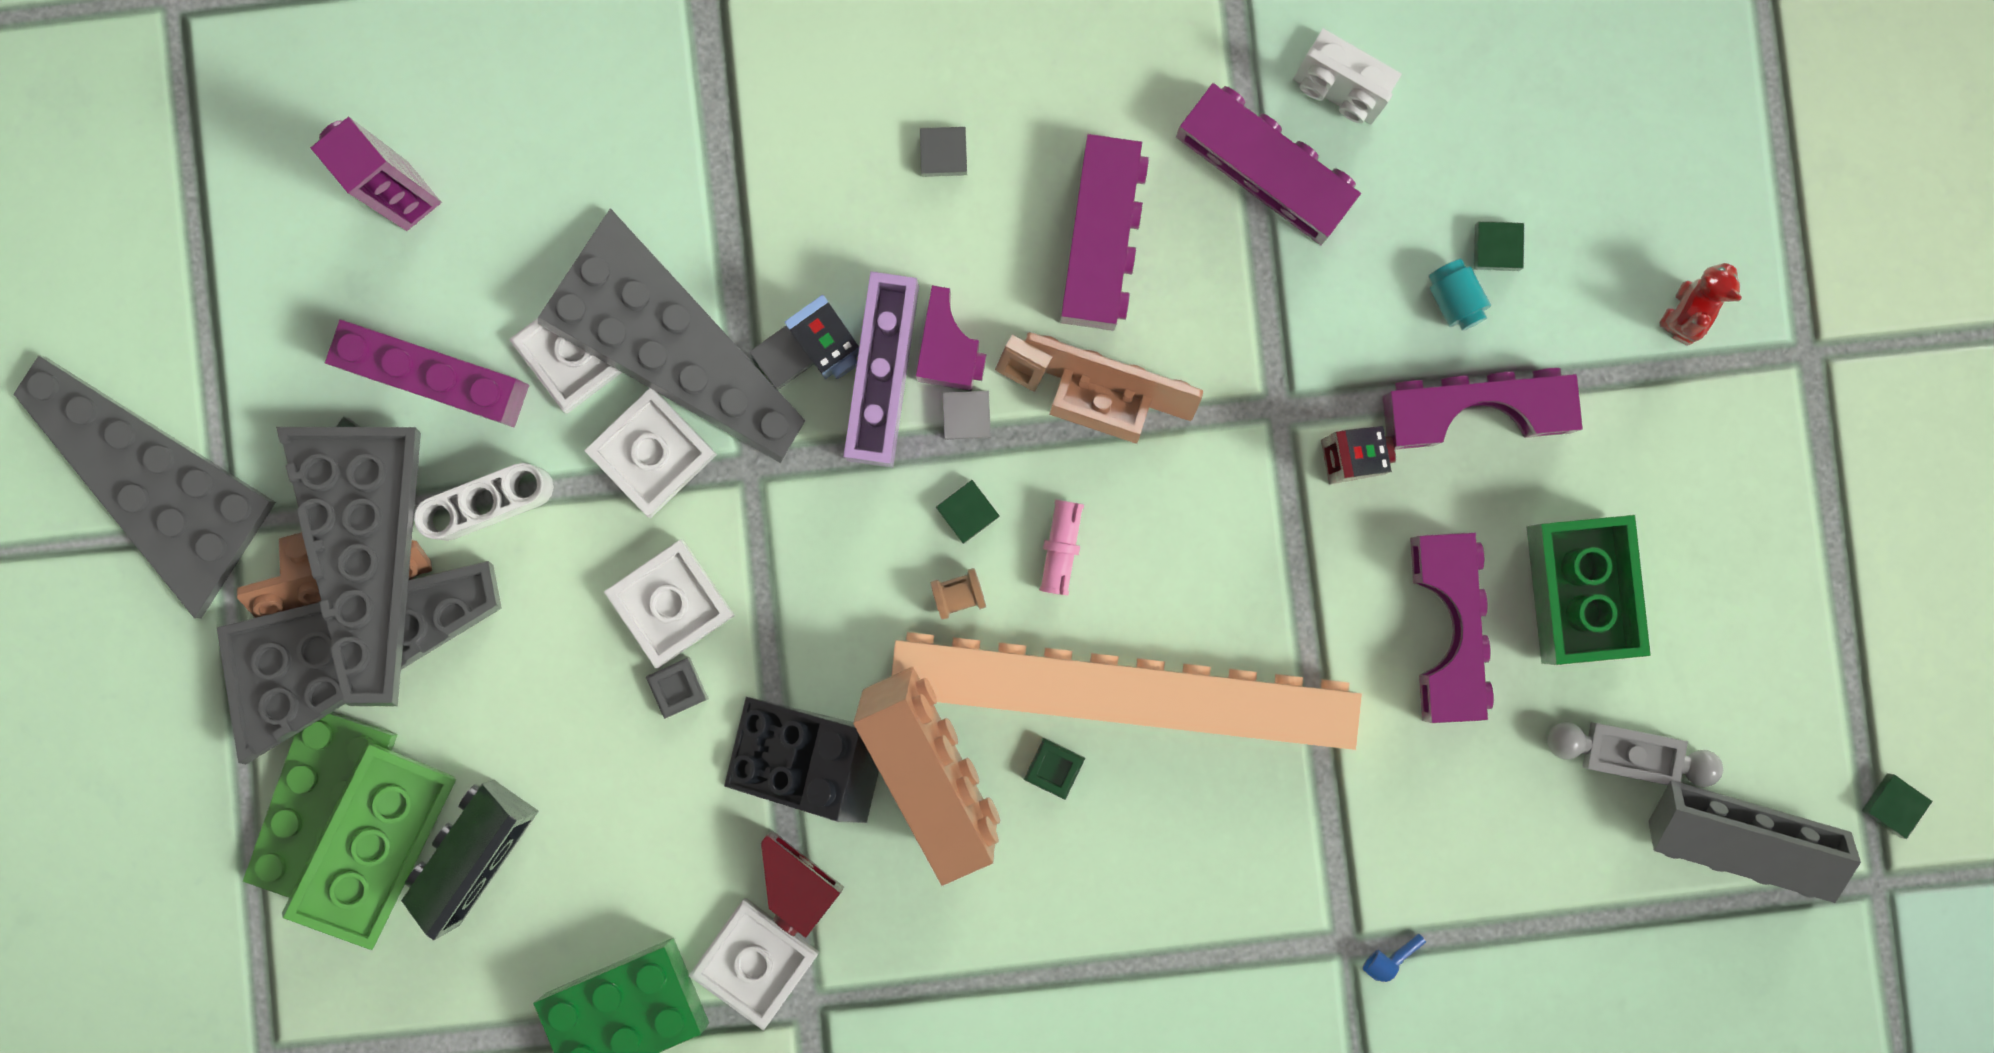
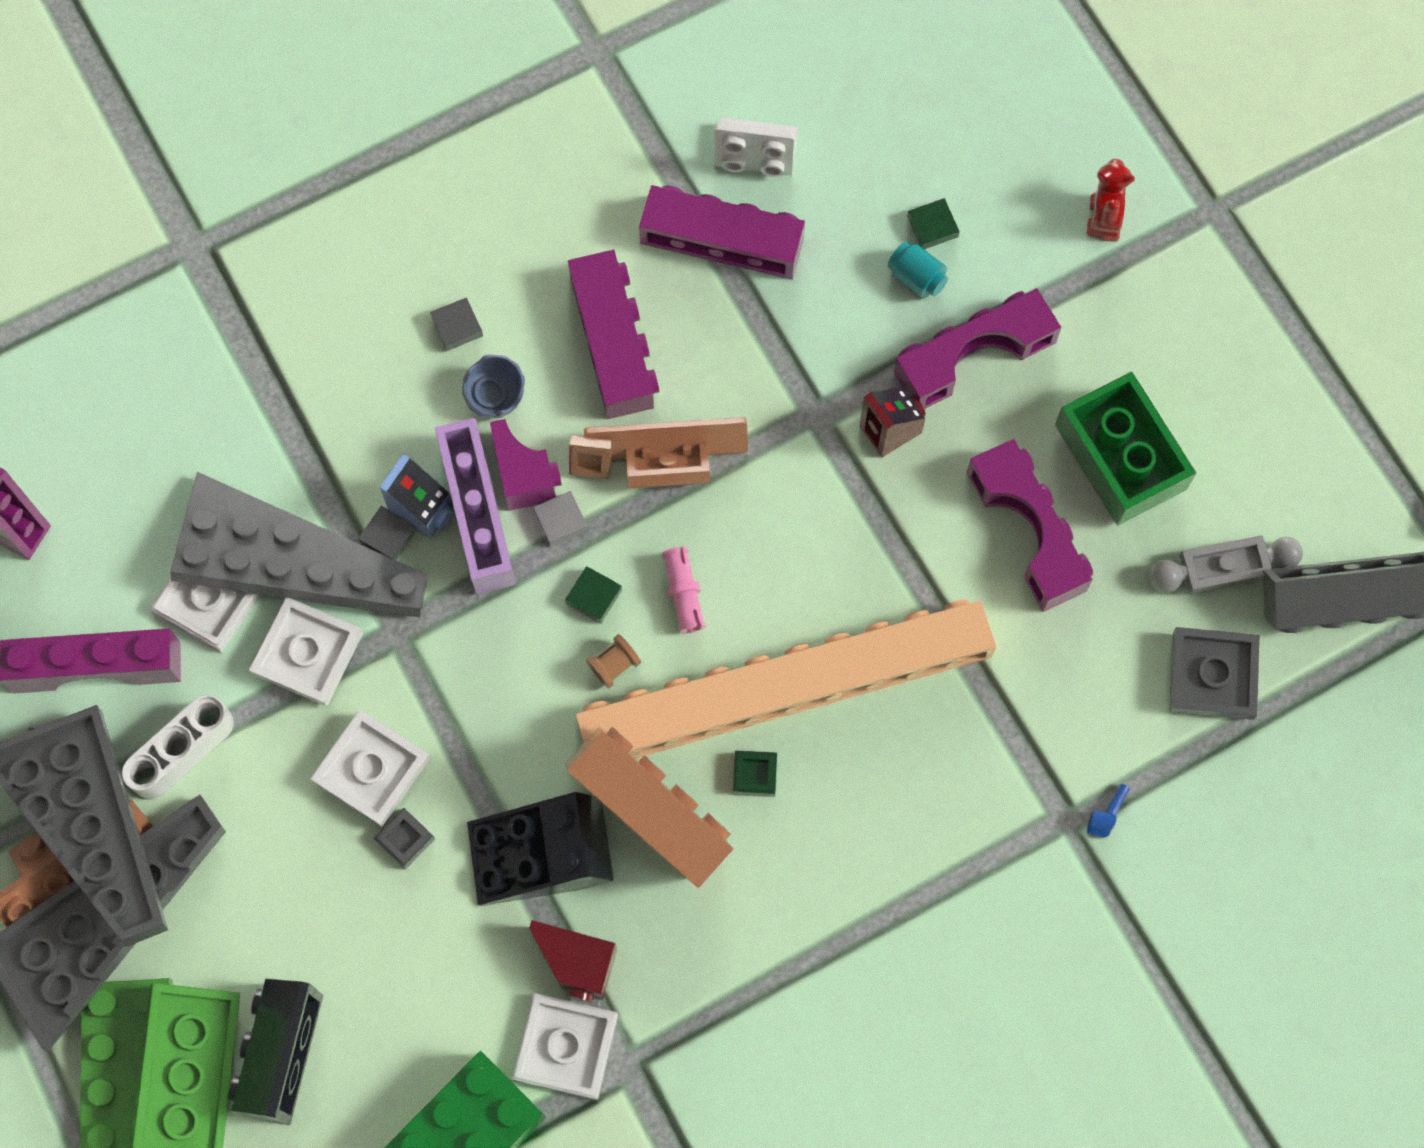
camera: 25 degrees left, 15 degrees down
(952, 243) = (493, 386): none -> sand blue hair
(1568, 863) = (1214, 673): none -> dark grey plate

